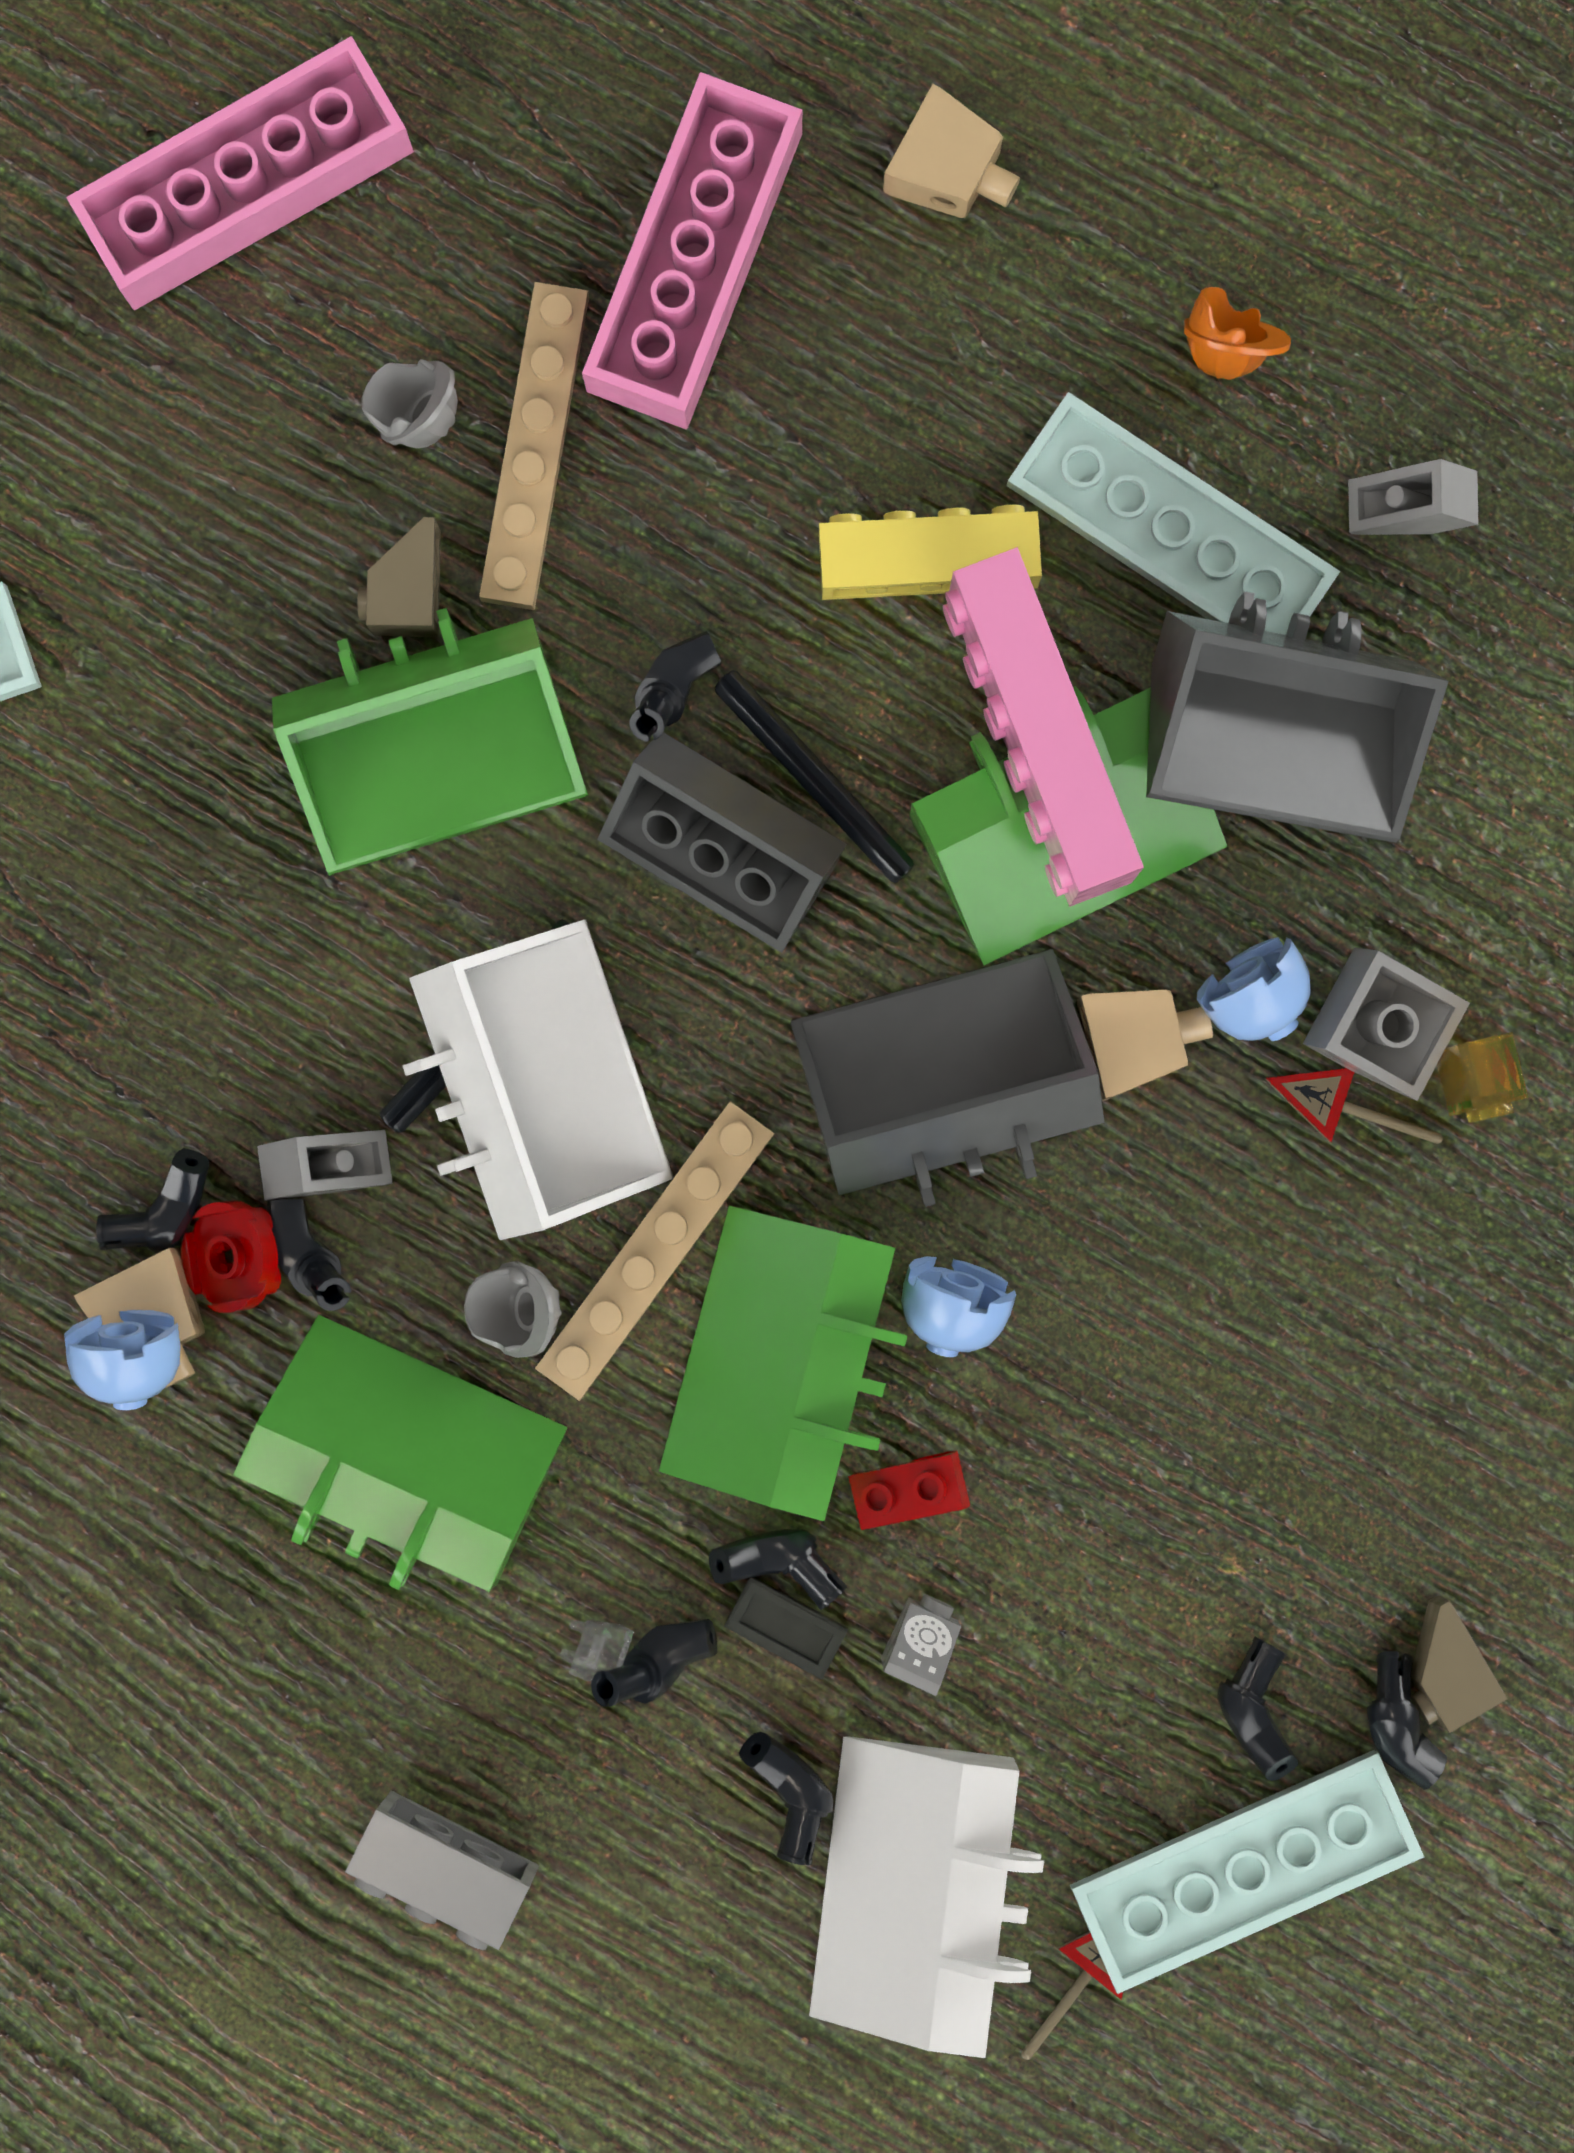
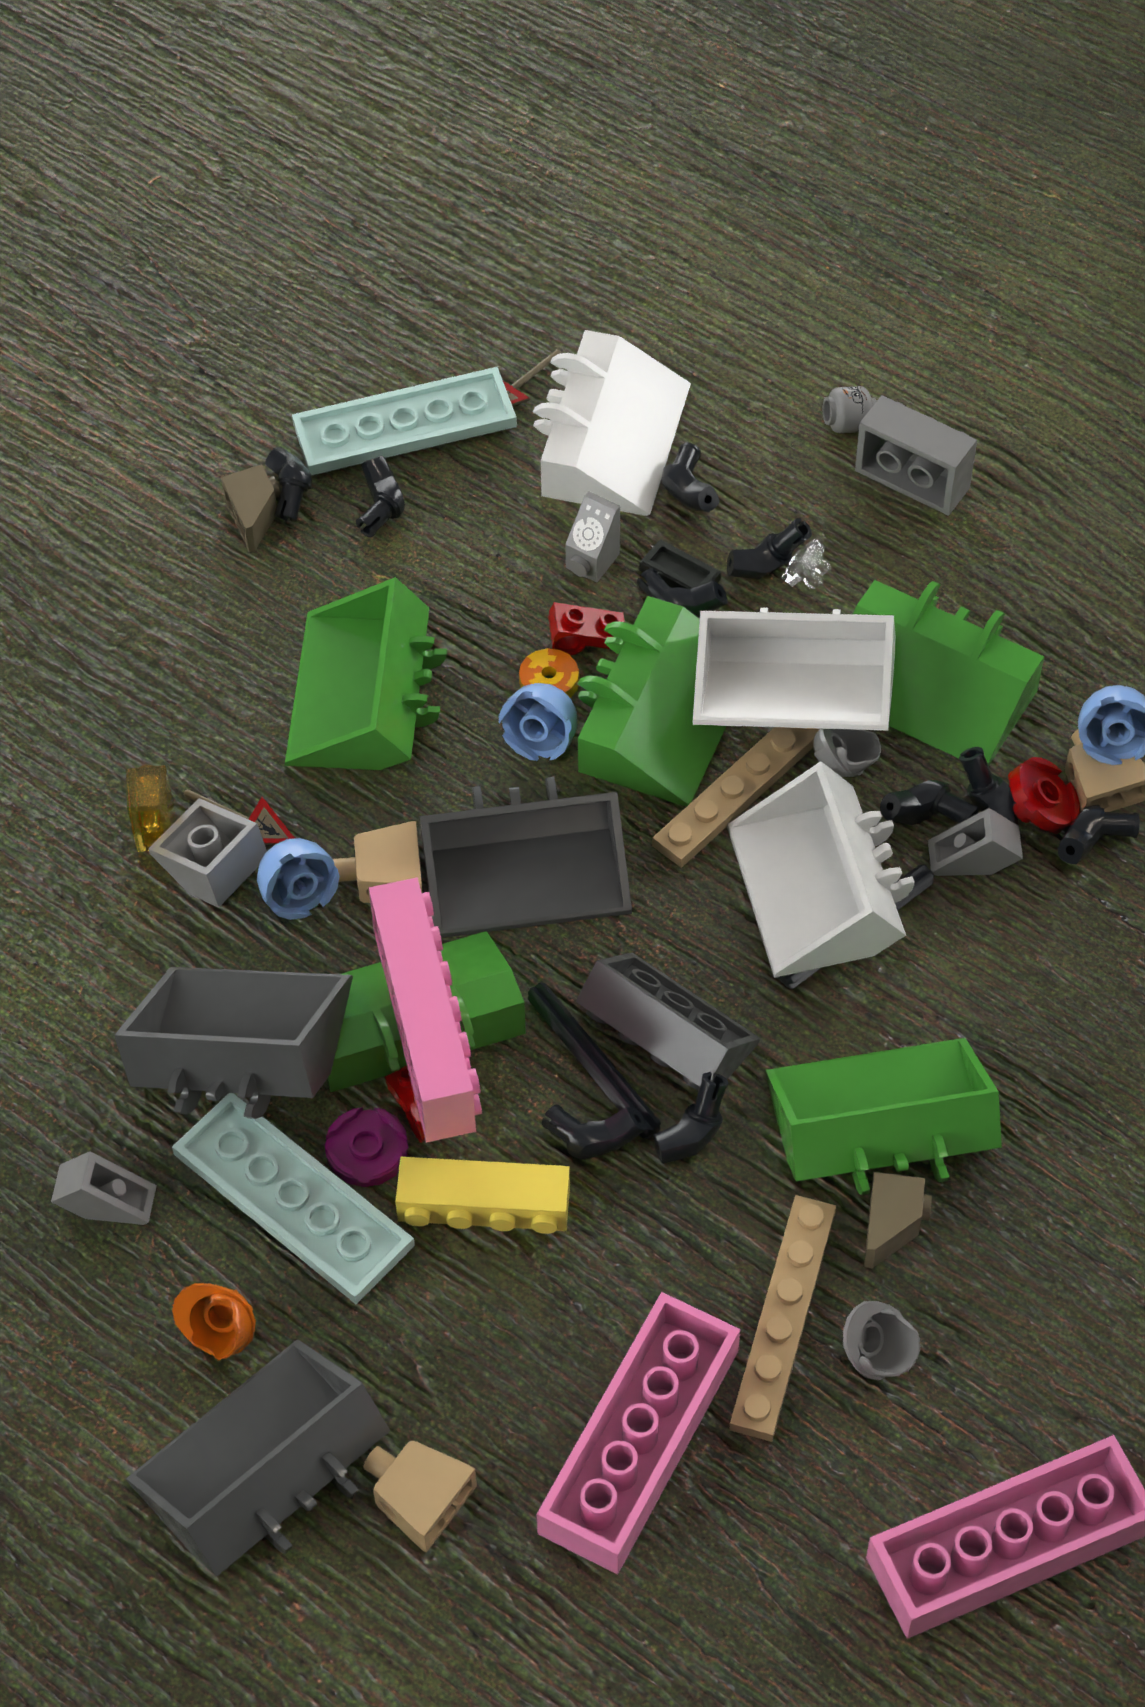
camera: 175 degrees left, 30 degrees down
(399, 1238) = (923, 802): none -> black arm
(553, 1970) = (846, 408): none -> light grey head
(593, 1389) = (794, 670): none -> white piece
(790, 653) = (595, 1137): none -> black arm
(955, 1430) = (552, 663): none -> piece
(1093, 617) = (366, 1146): none -> magenta tile
(1149, 179) = (261, 1456): none -> dark grey piece
(1227, 1355) = (363, 681): none -> bright green piece

